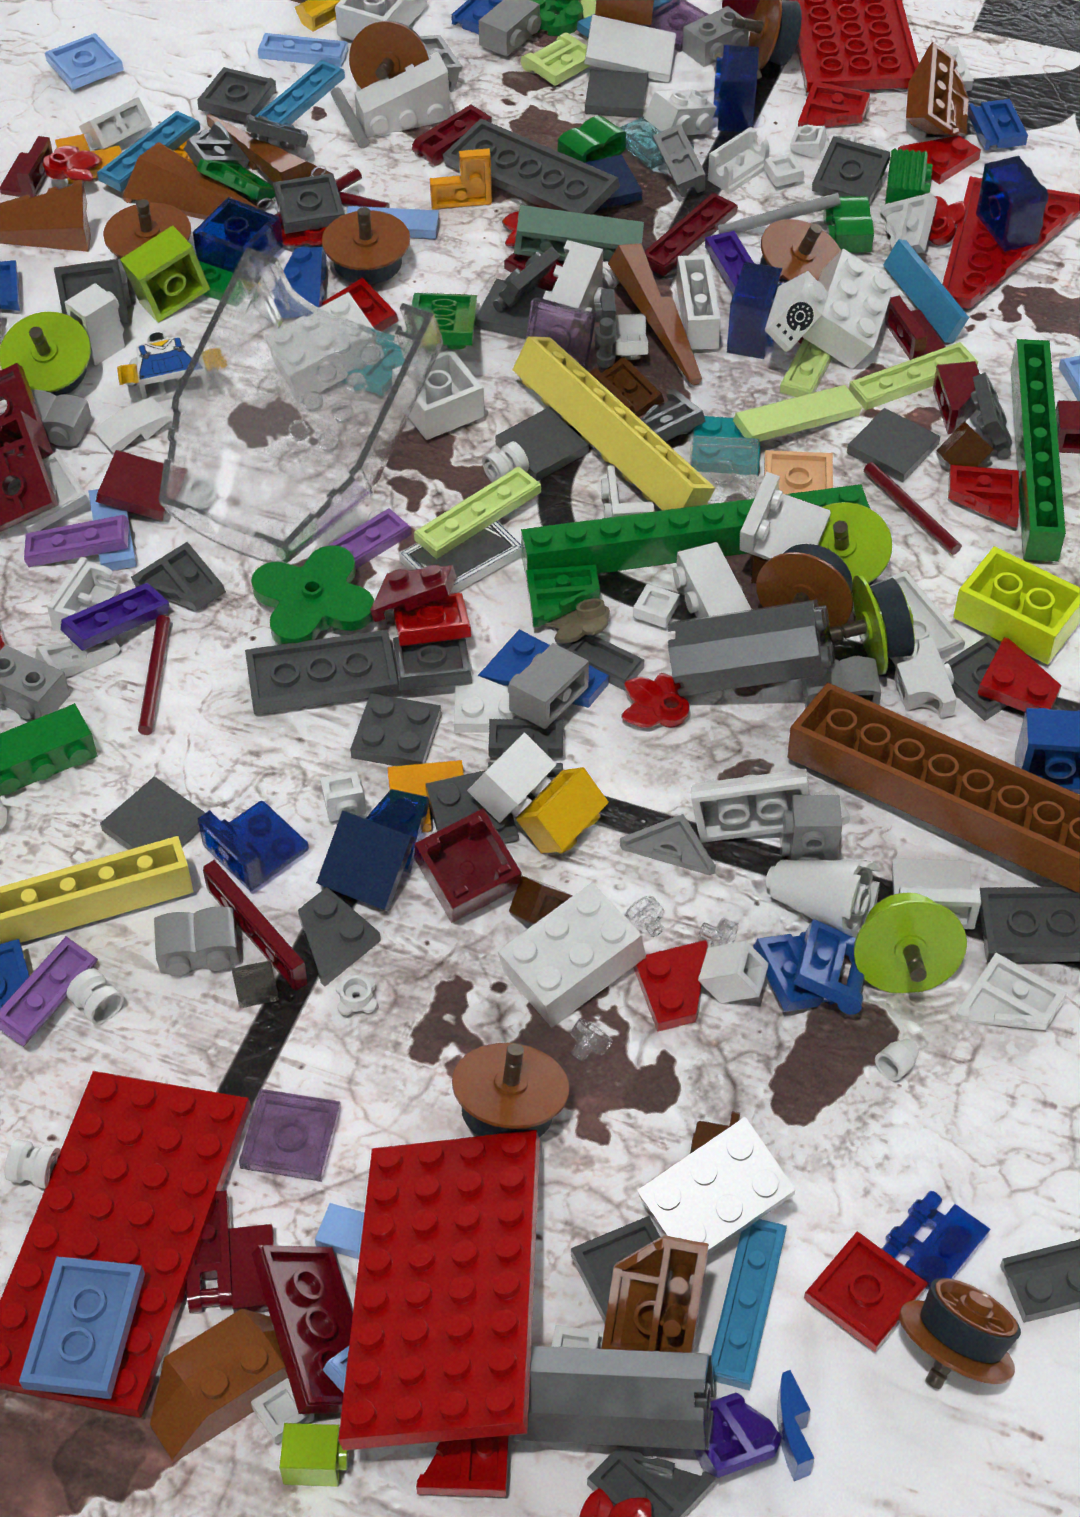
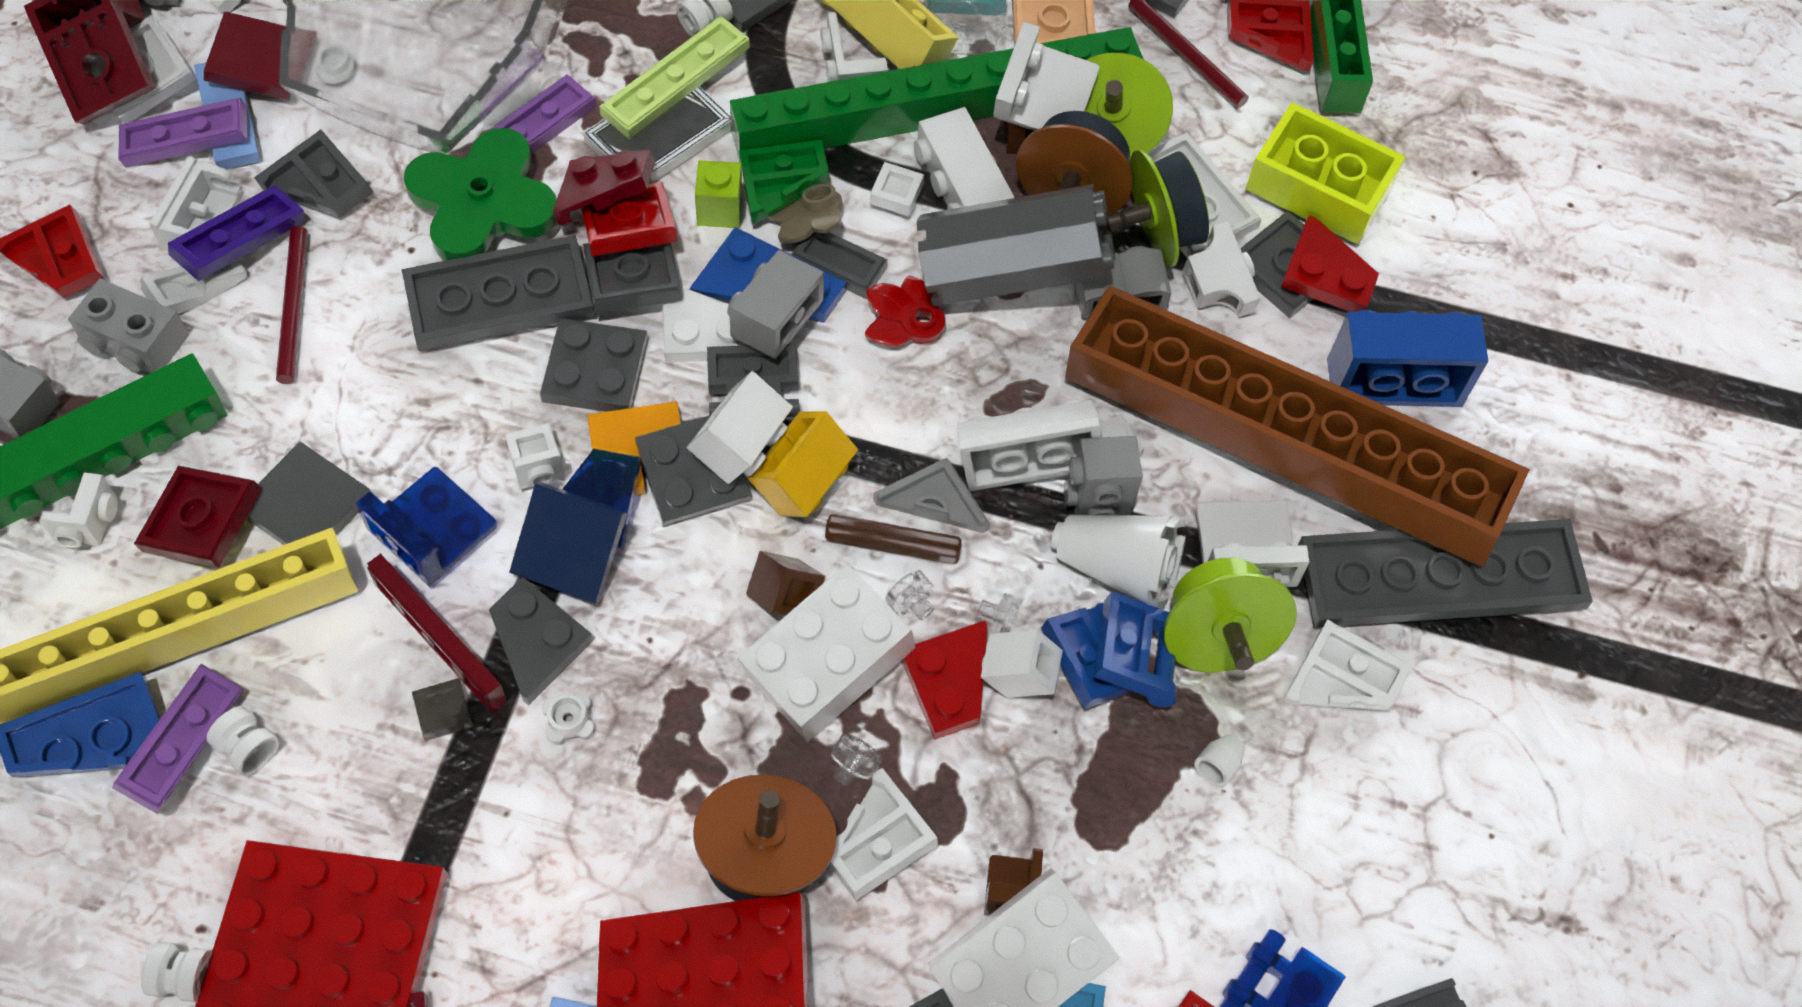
camera: 10 degrees left, 10 degrees up
(70, 828) = (198, 516): none -> dark red tile
(196, 940) = (365, 659): light grey brick -> none
(290, 1135) = (498, 907): clear purple tile -> none
(467, 865) = (693, 543): dark red container -> none
(507, 603) = (718, 194): none -> lime brick
(605, 1101) = (880, 838): none -> white wing
(634, 874) = (893, 538): none -> reddish brown axle

